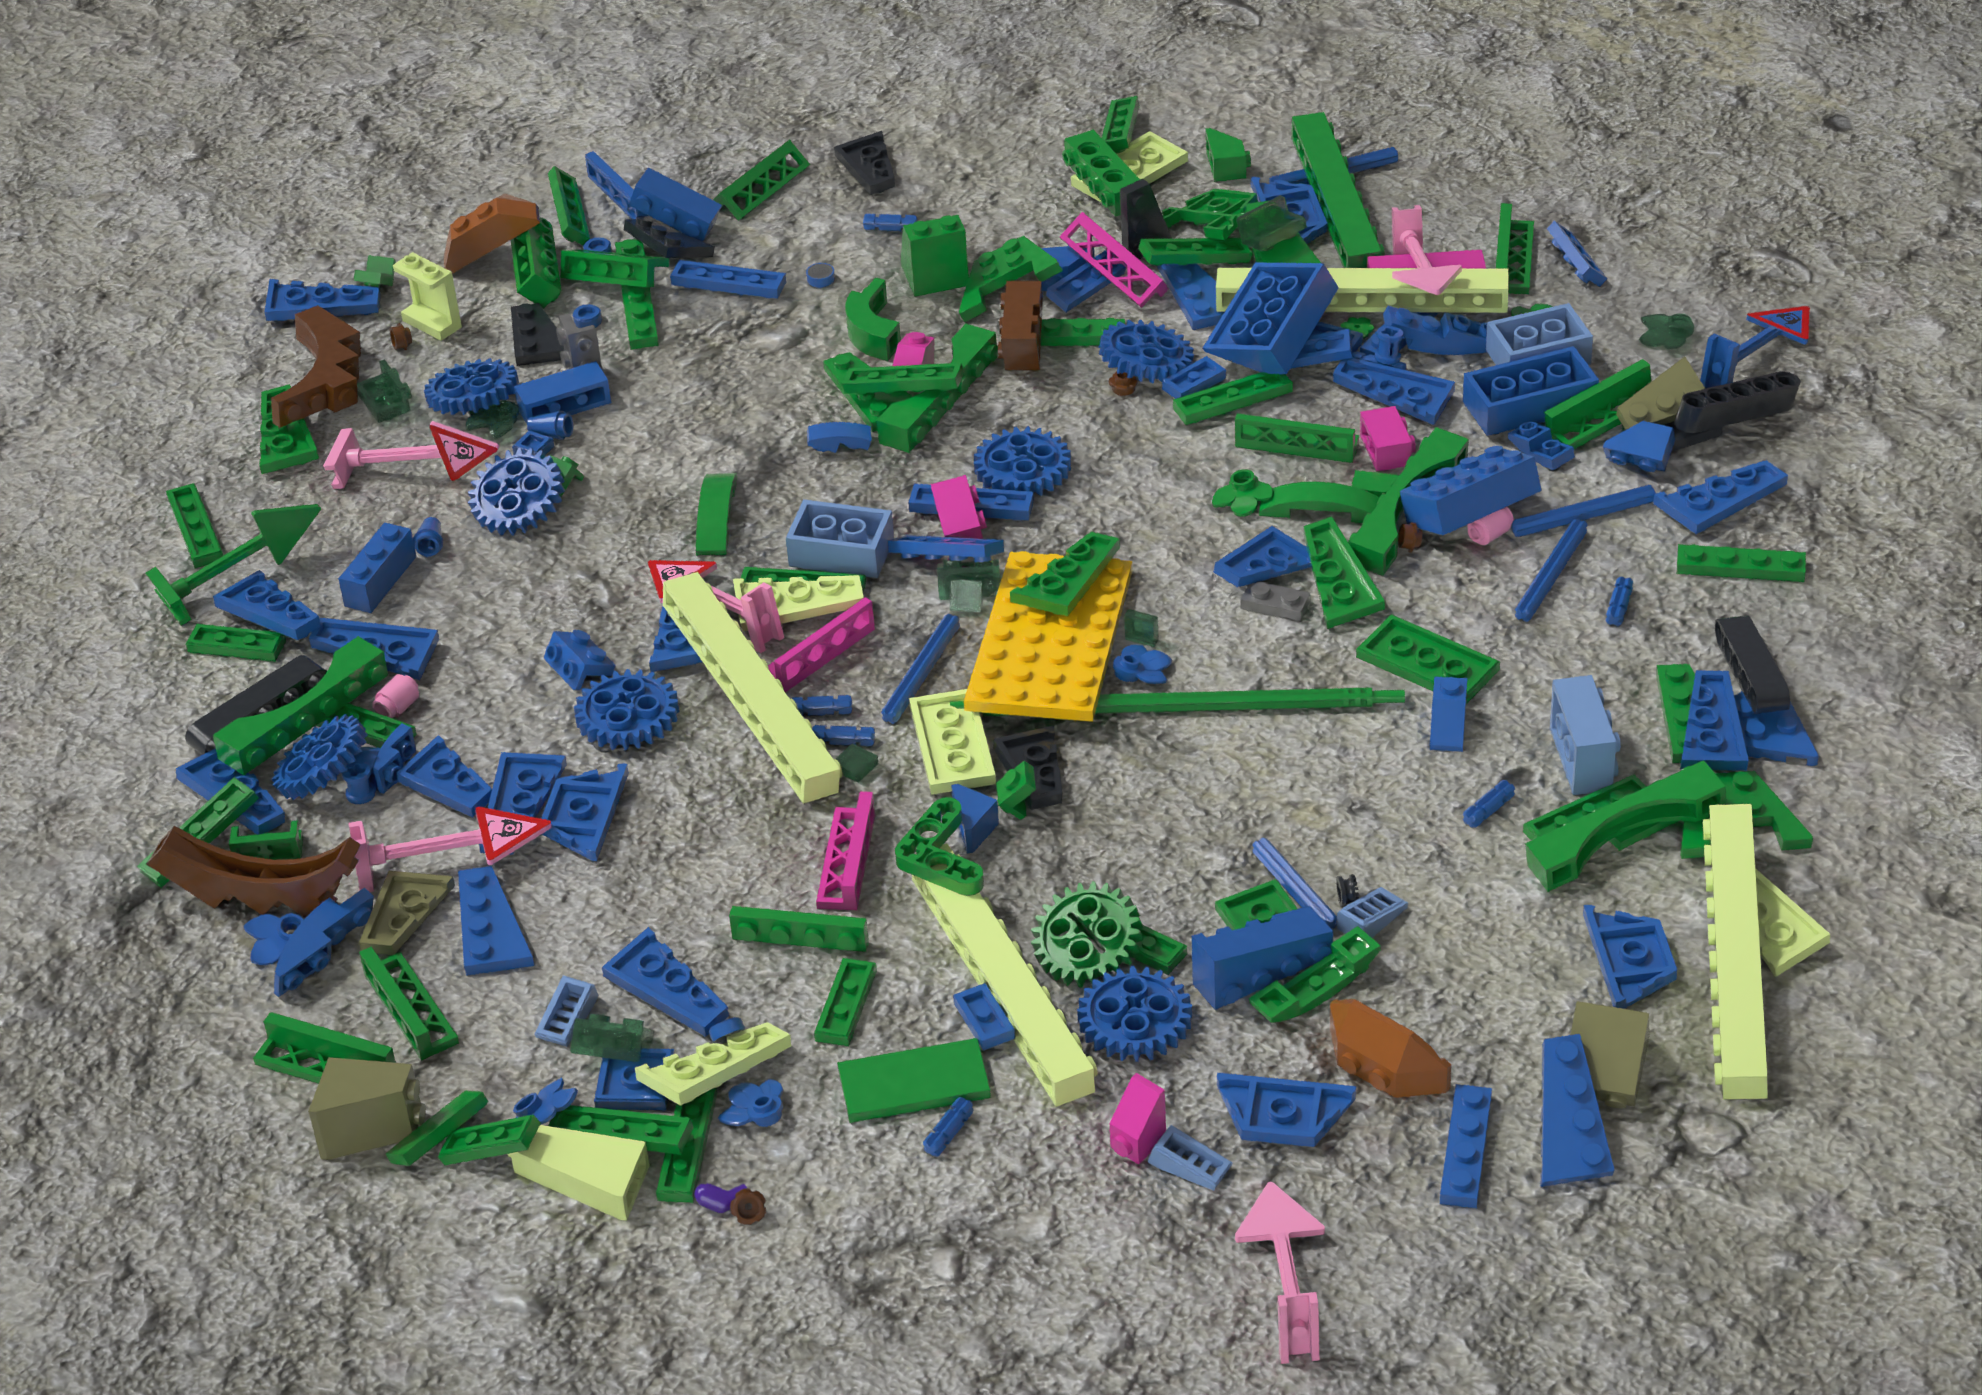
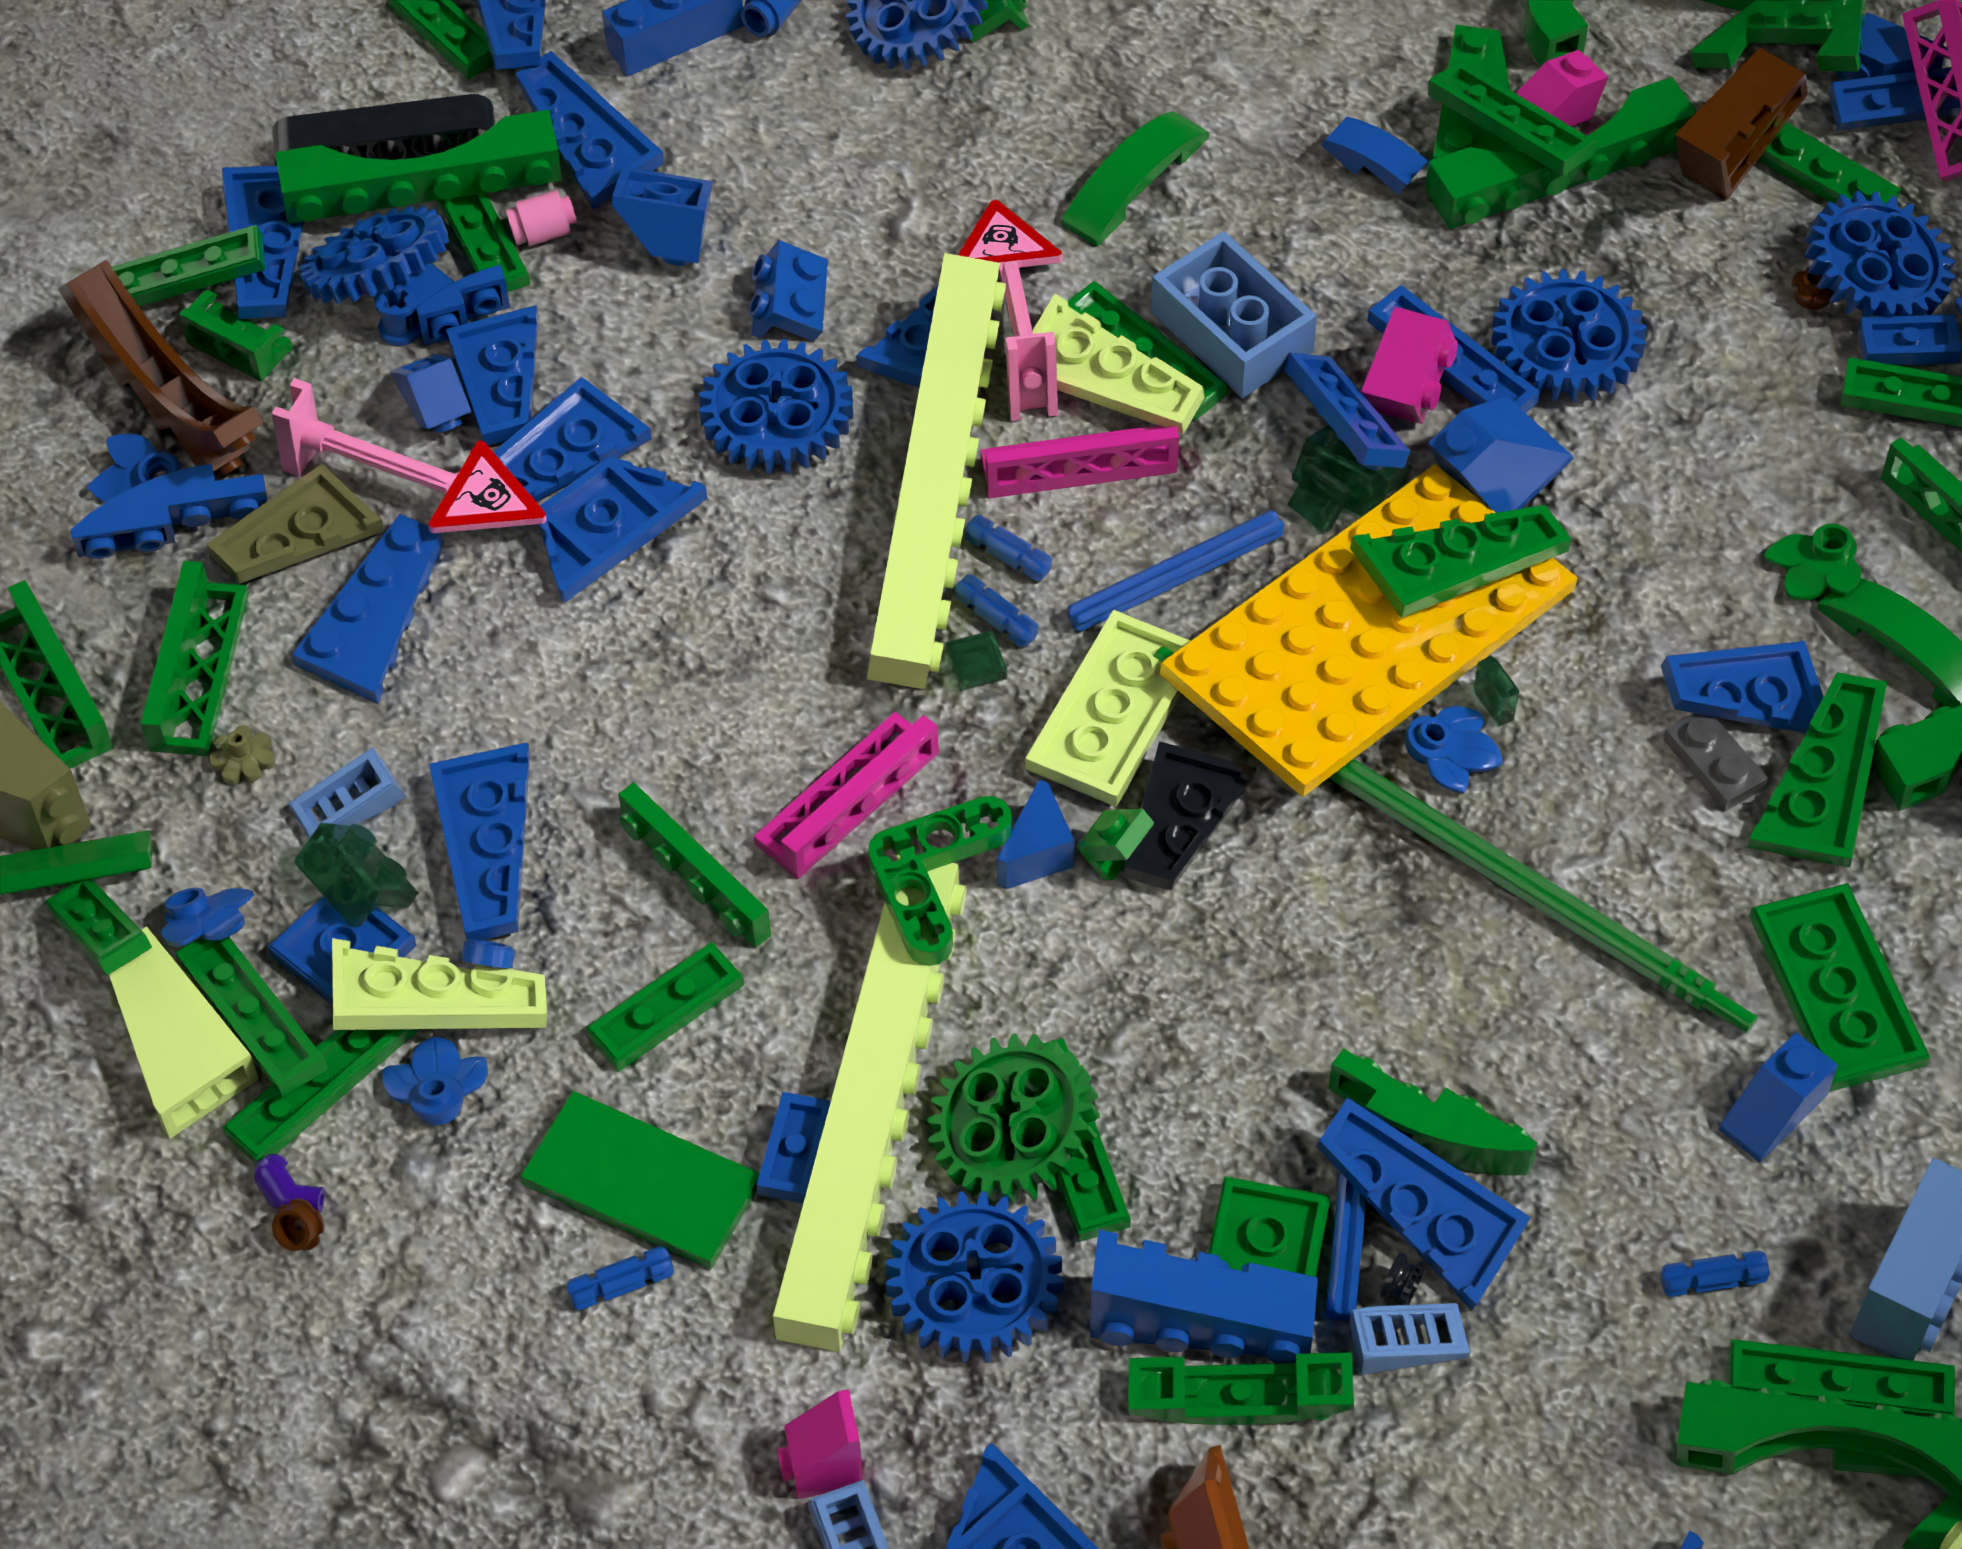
camera: 35 degrees right, 15 degrees up
(418, 804) = (432, 392): none -> blue slope
(475, 653) = (664, 212): none -> blue slope
(481, 1028) = (242, 754): none -> olive plant
(1041, 527) = (1499, 454): none -> blue slope
(1296, 823) = (1450, 1127): none -> green slope
(1325, 849) = (1431, 1204): none -> blue wing

